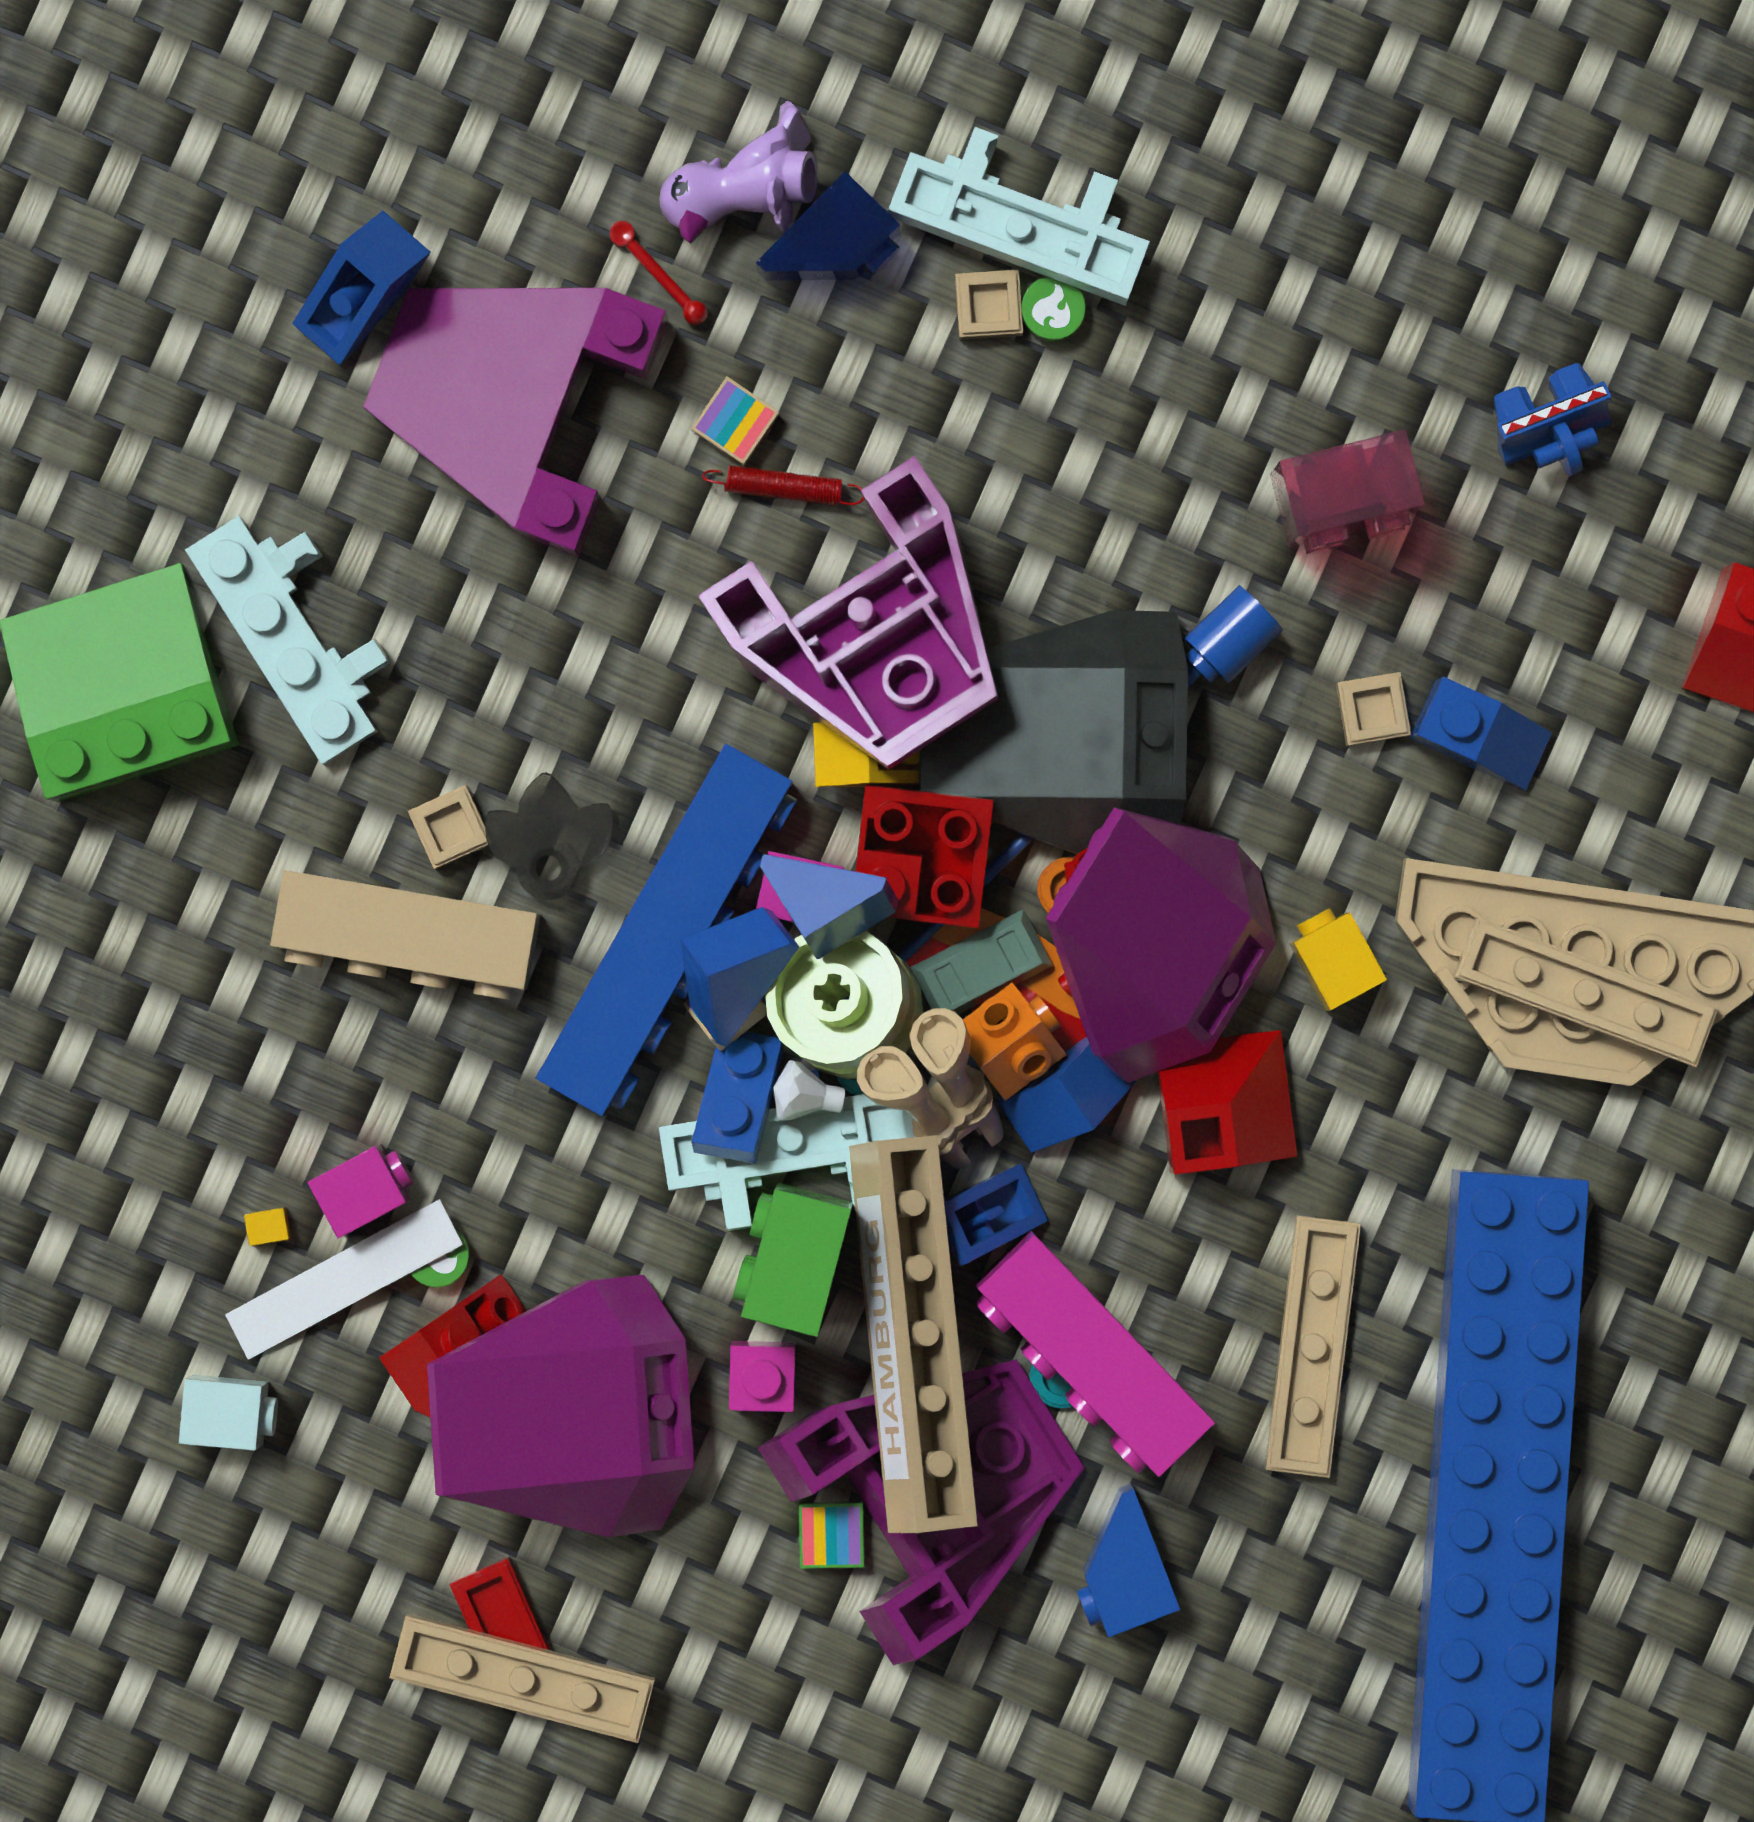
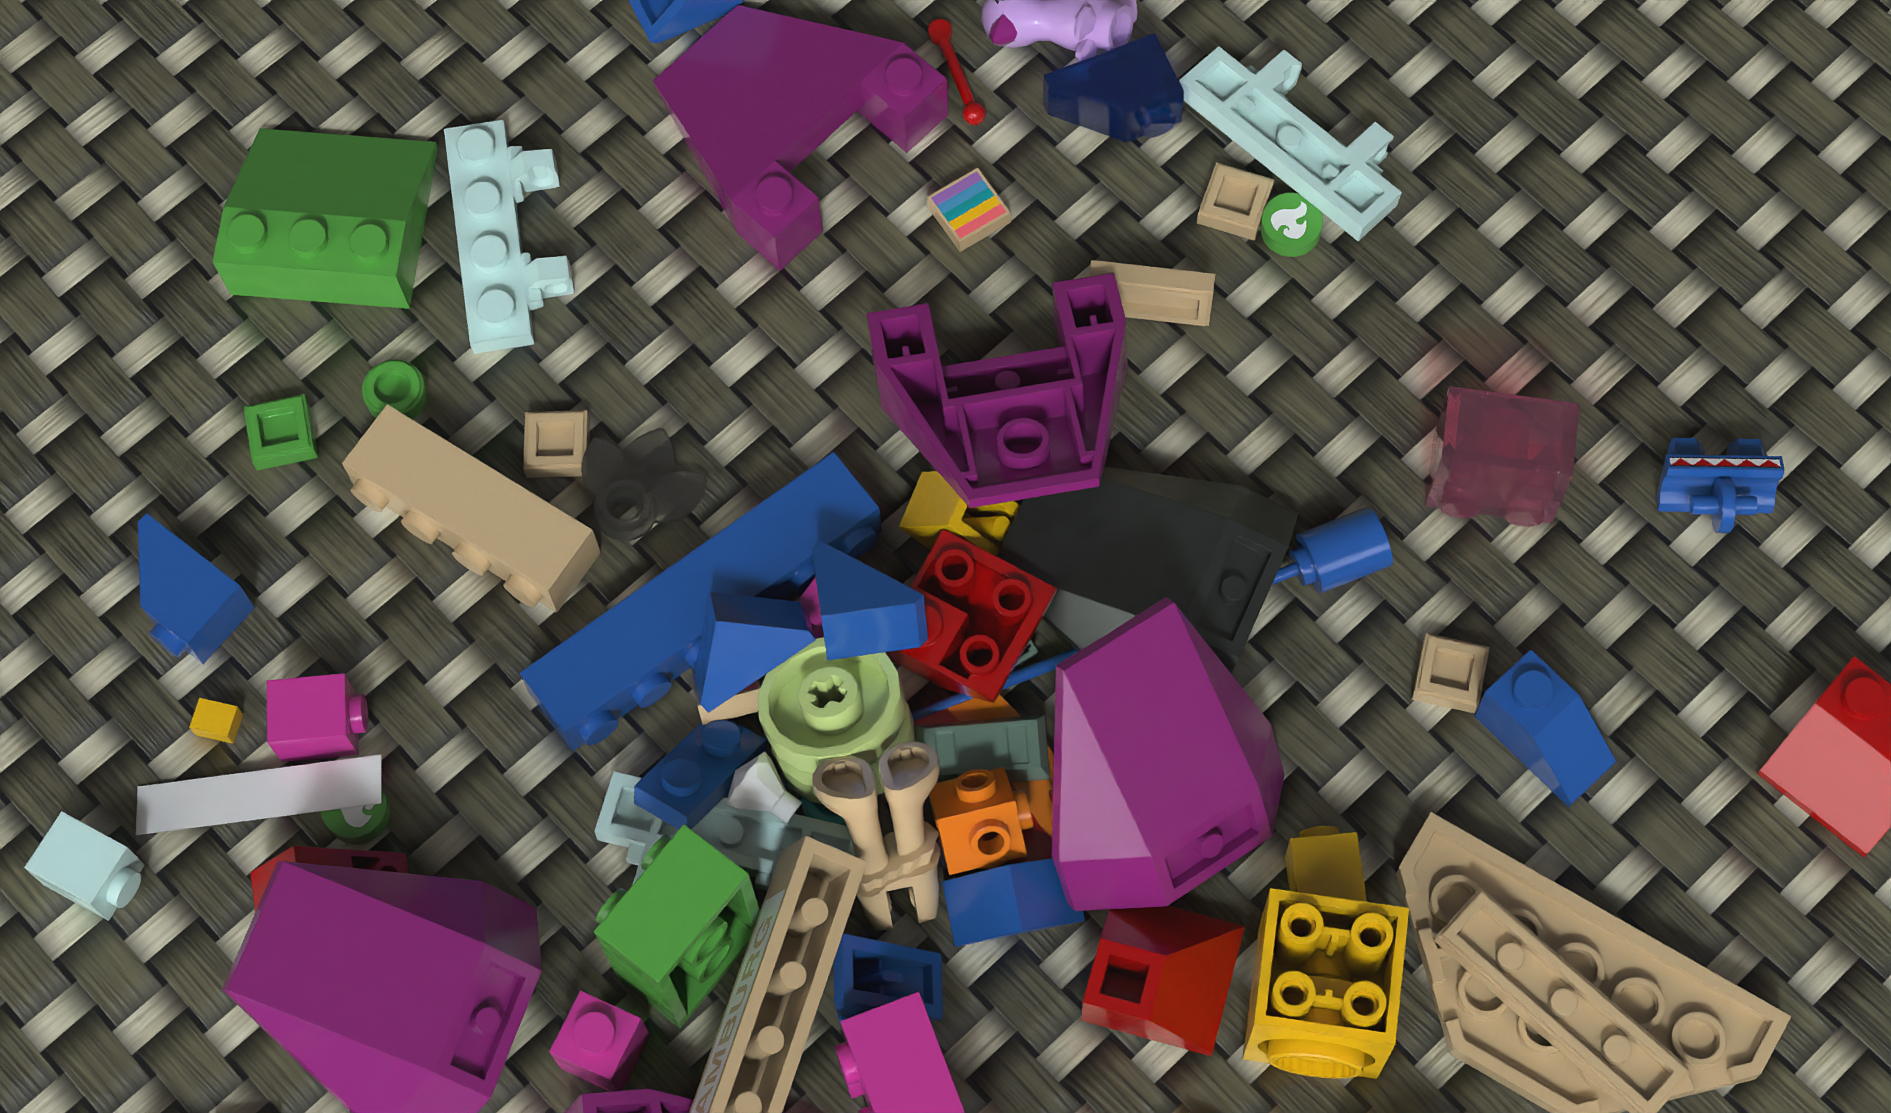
camera: 25 degrees right, 20 degrees down
(180, 1124) = (186, 594): none -> blue slope
(182, 924) = (280, 432): none -> bright green tile
(270, 839) = (397, 385): none -> bright green tile
(783, 485) = (986, 276): red piece -> none
(954, 443) = (1161, 292): none -> tan tile
(1378, 1071) = (1326, 985): none -> yellow brick

